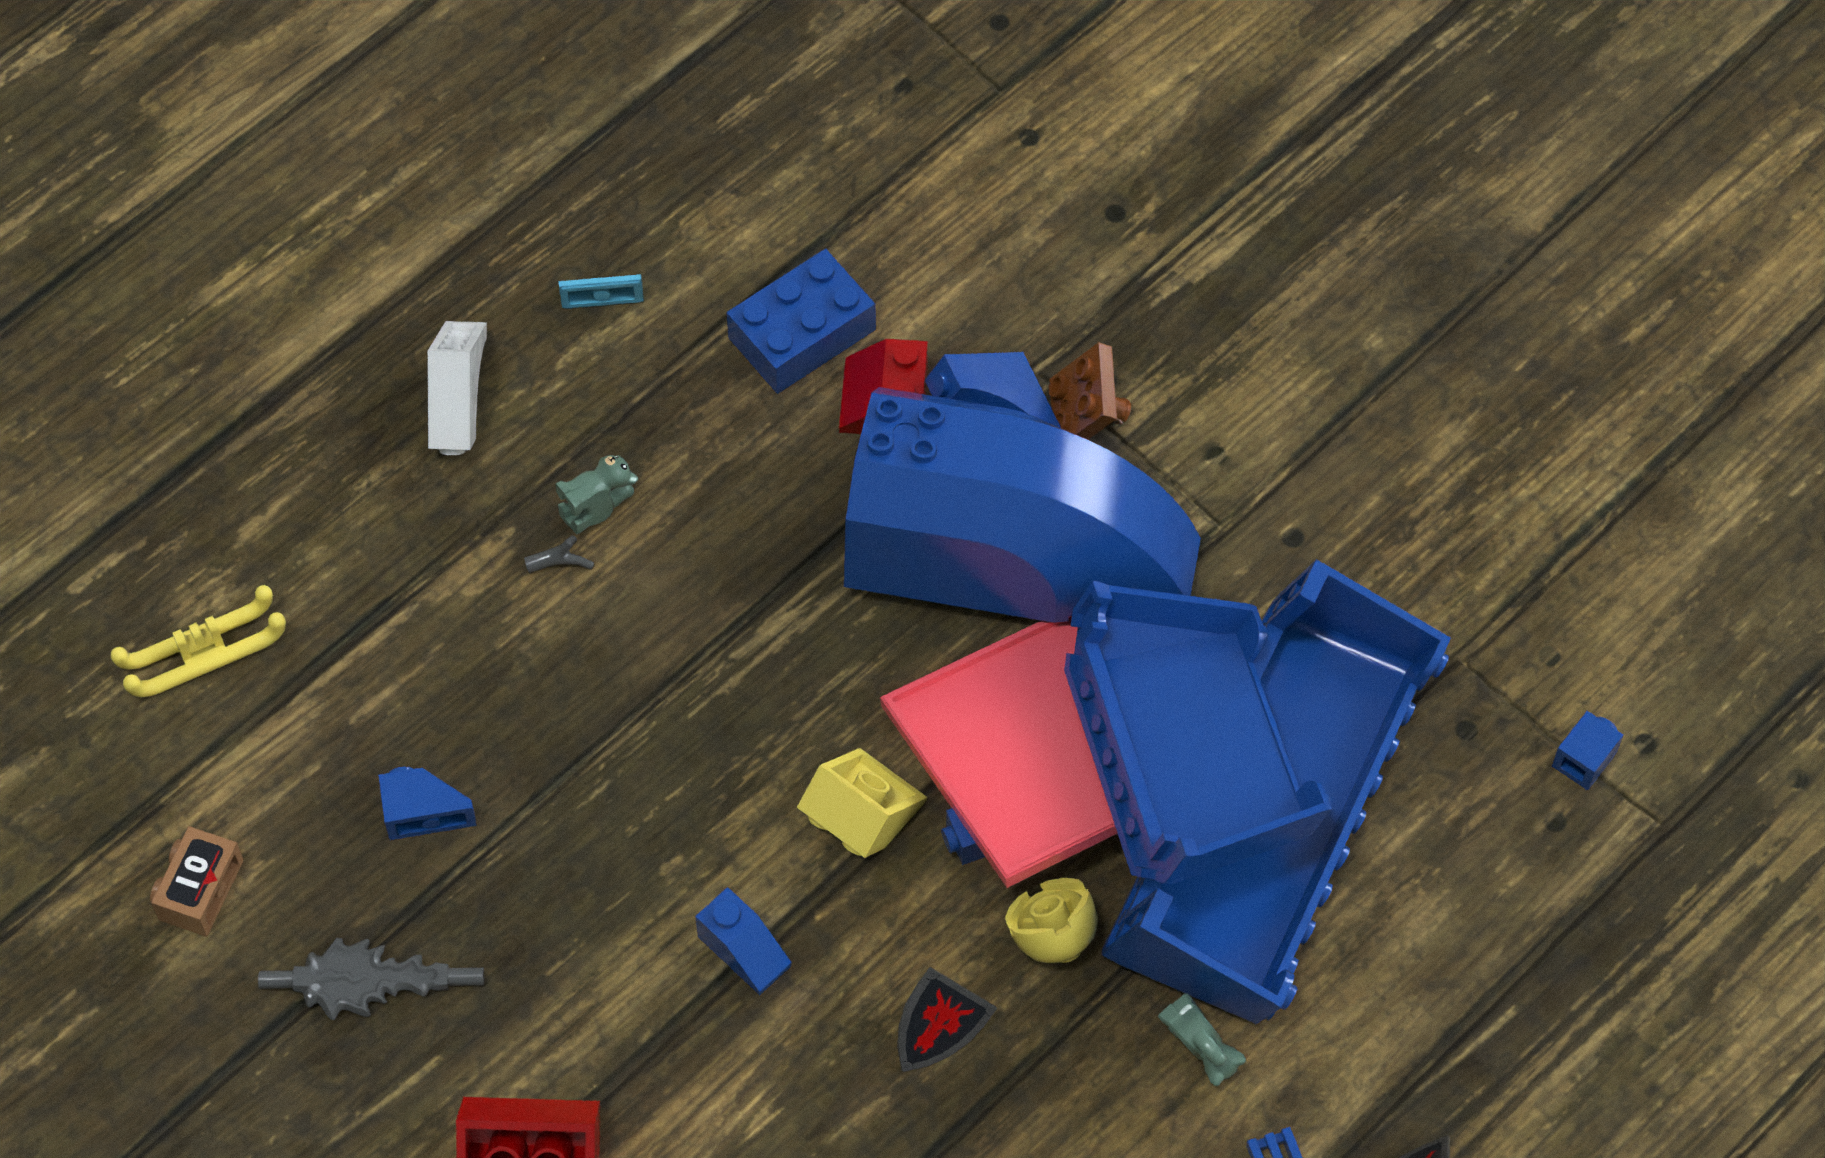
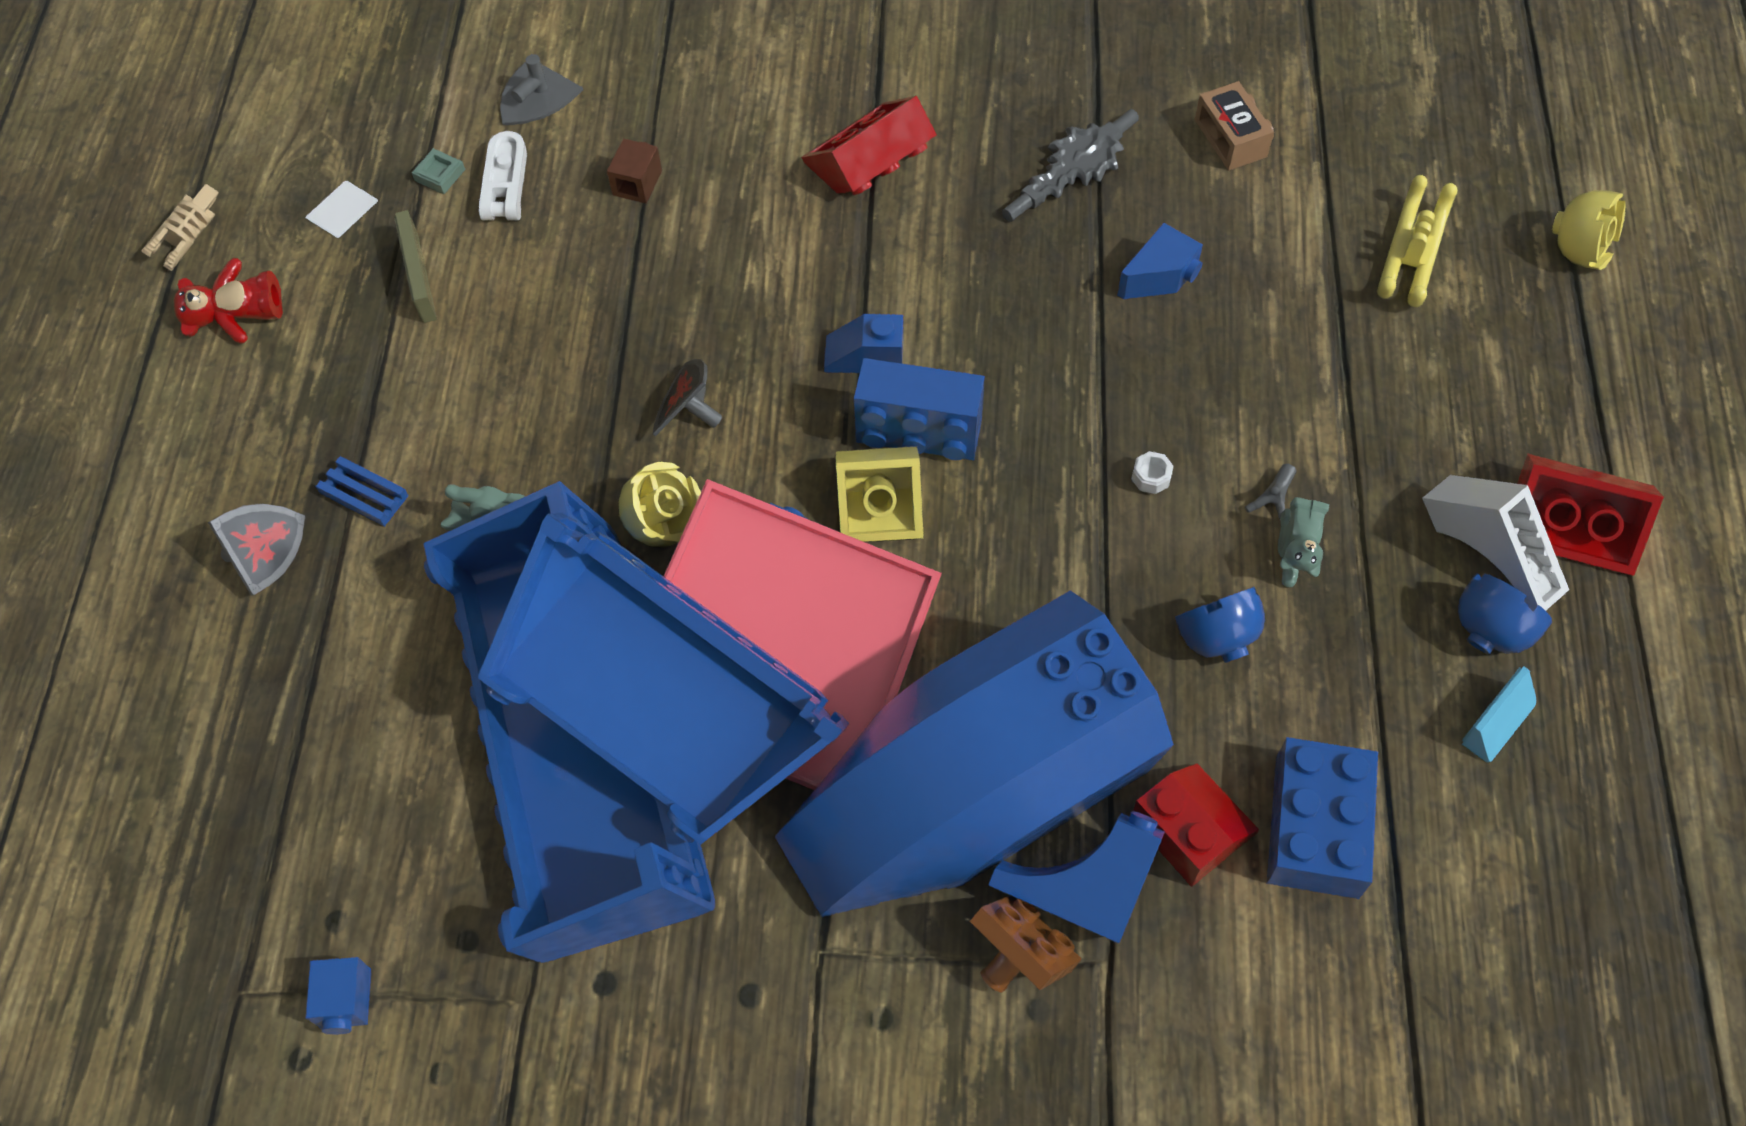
camera: 140 degrees right, 0 degrees up
(59, 531) = (1590, 227): none -> light yellow cylinder
(367, 353) = (1592, 513): none -> red slope
(526, 332) = (1499, 616): none -> blue cylinder
(633, 644) = (1152, 472): none -> white tile
(719, 488) = (1224, 625): none -> blue cylinder
(768, 825) = (918, 408): none -> blue brick

